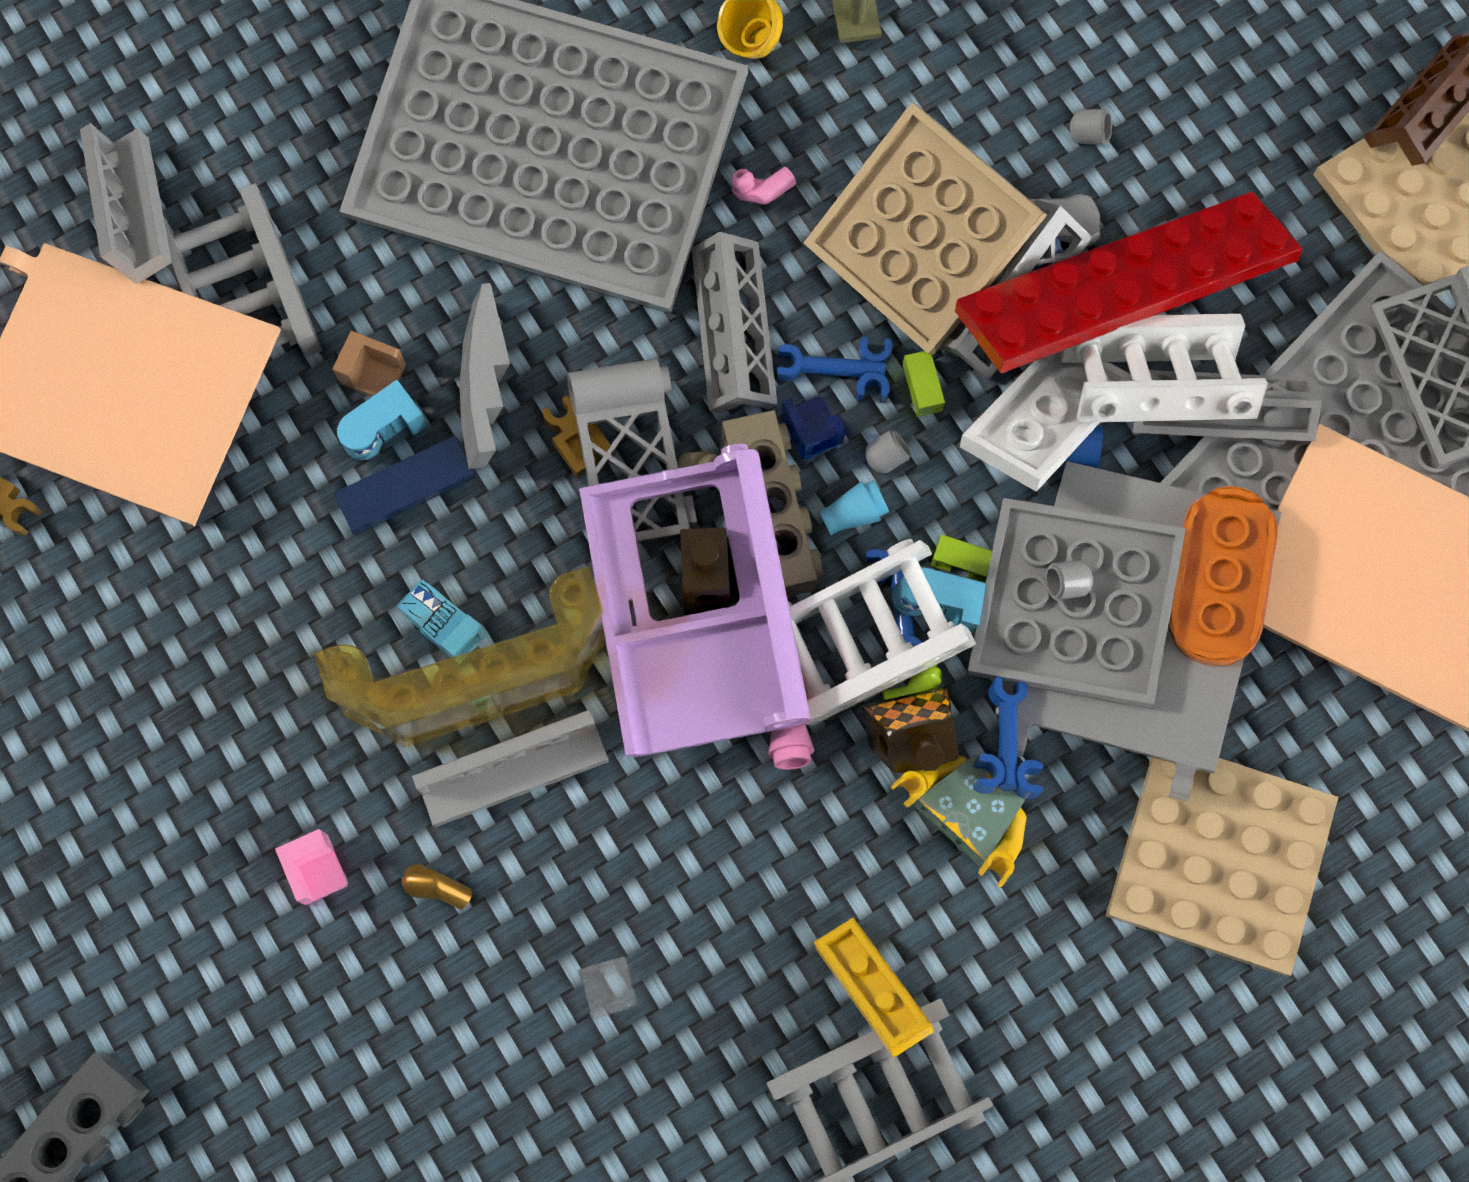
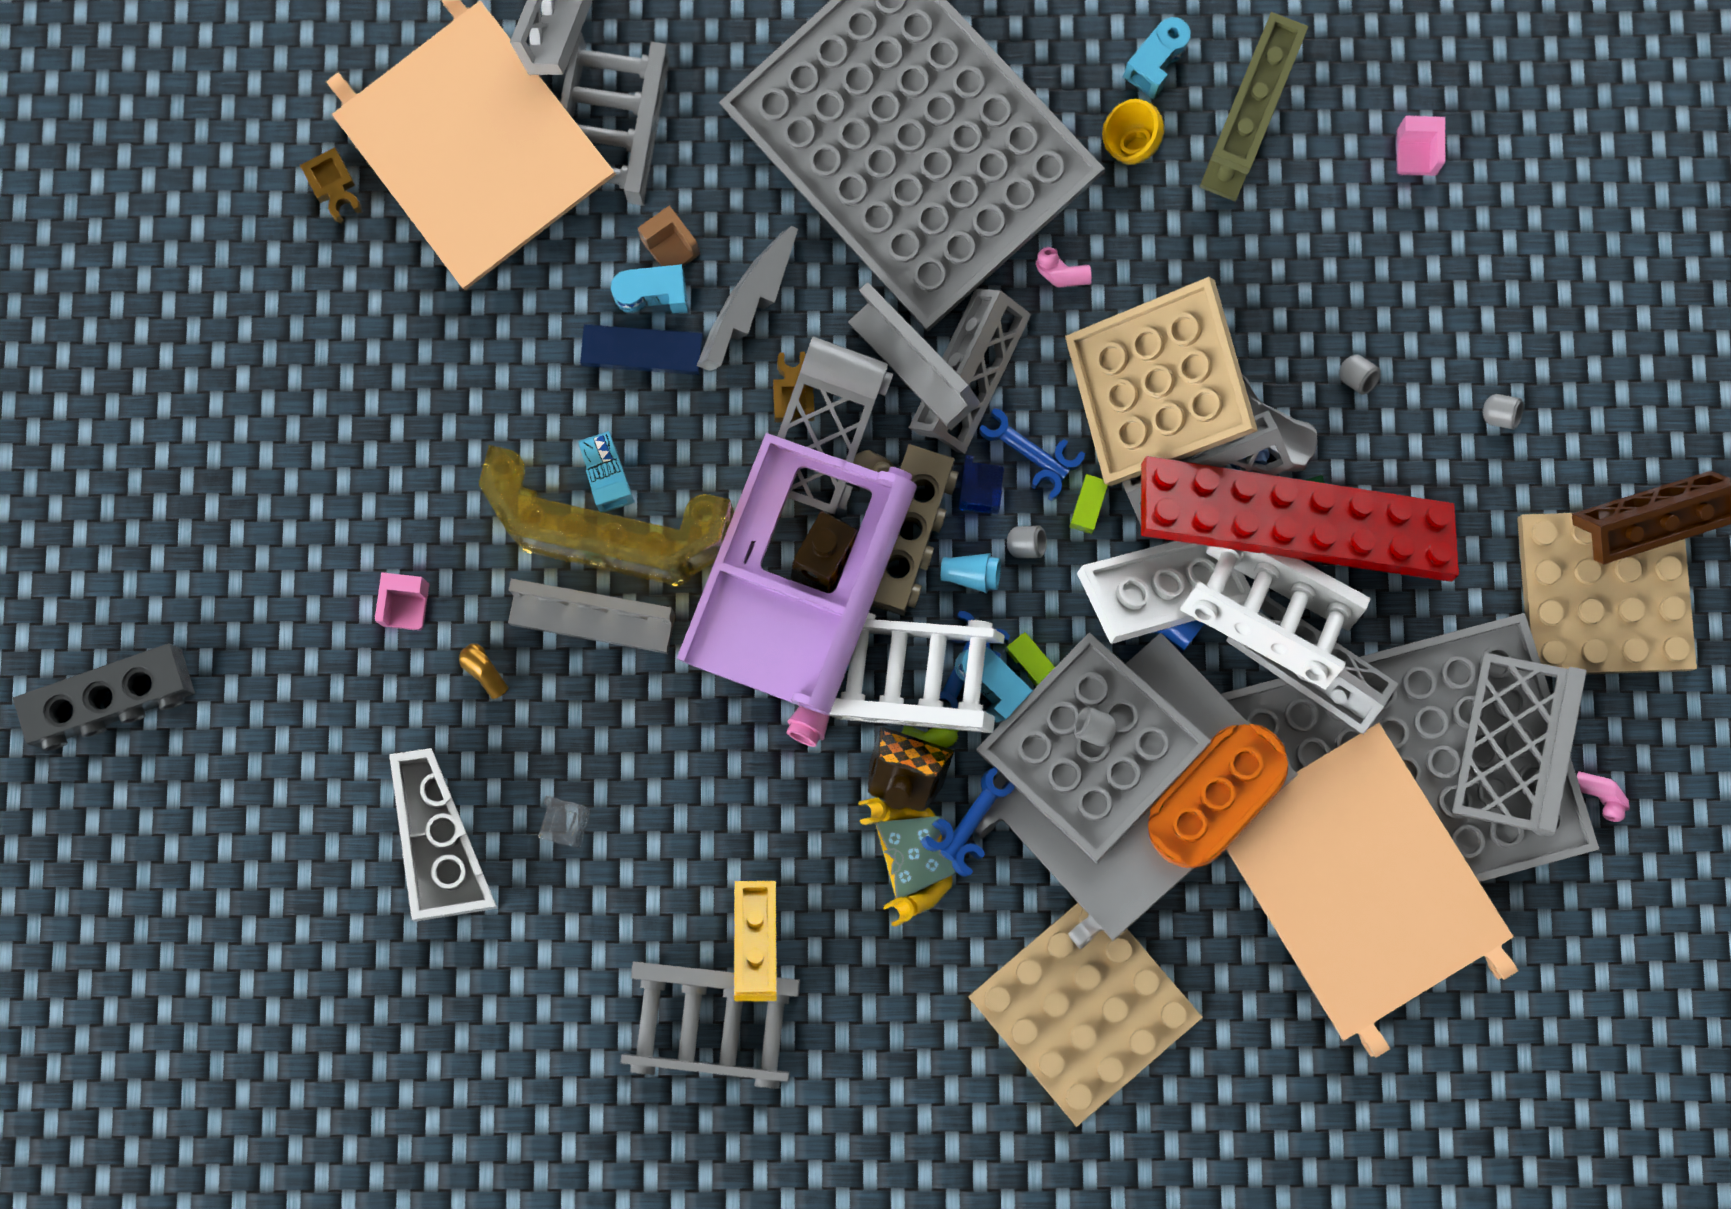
camera: 35 degrees right, 5 degrees up
(498, 1092) = (436, 850): none -> white wedge
(677, 339) = (913, 359): none -> light grey fence
(1239, 87) = (1503, 411): none -> light grey piece

